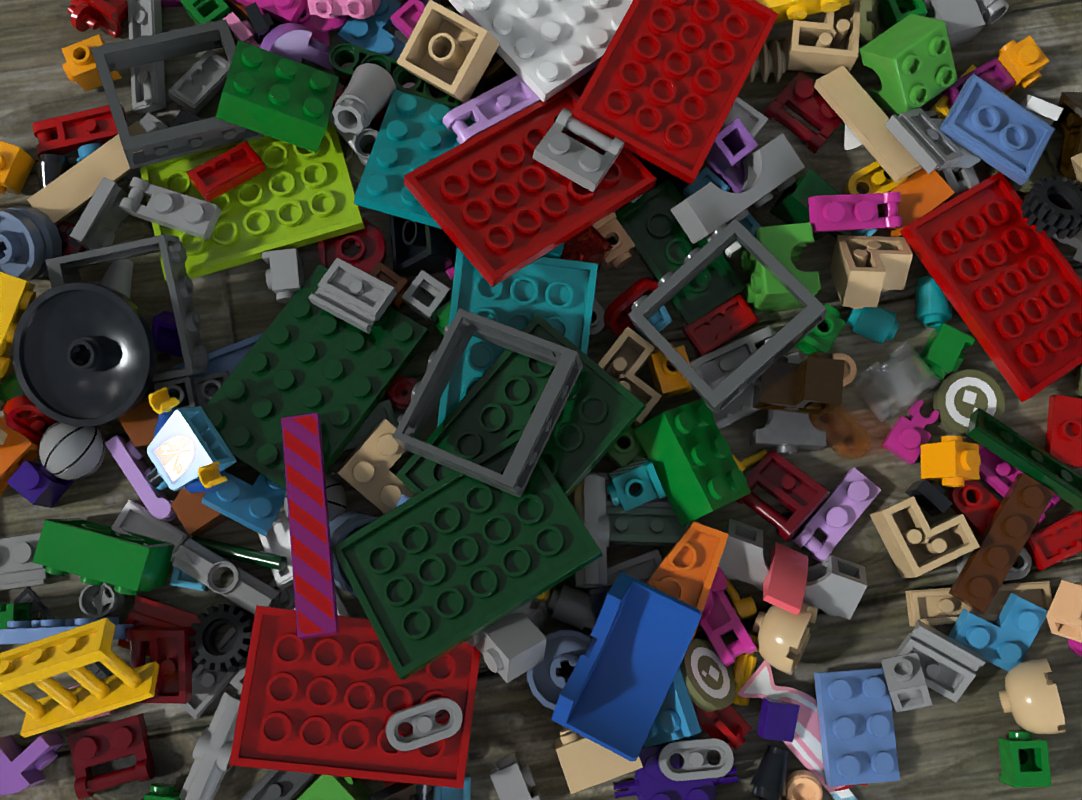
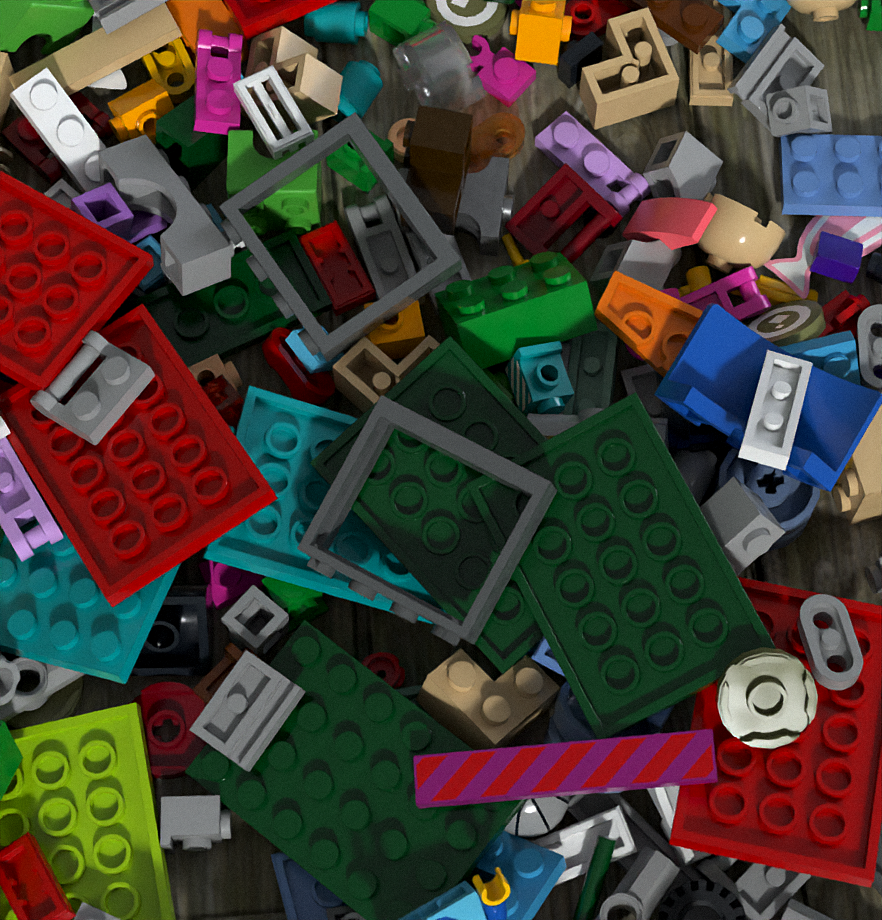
camera: 85 degrees left, 10 degrees down
(364, 673) = (766, 697): none -> tile
(610, 670) = (775, 410): none -> white plate
(804, 107) = (61, 128): none -> white plate
(805, 269) = (289, 140): none -> white tile
(828, 163) = (138, 111): none -> light orange brick

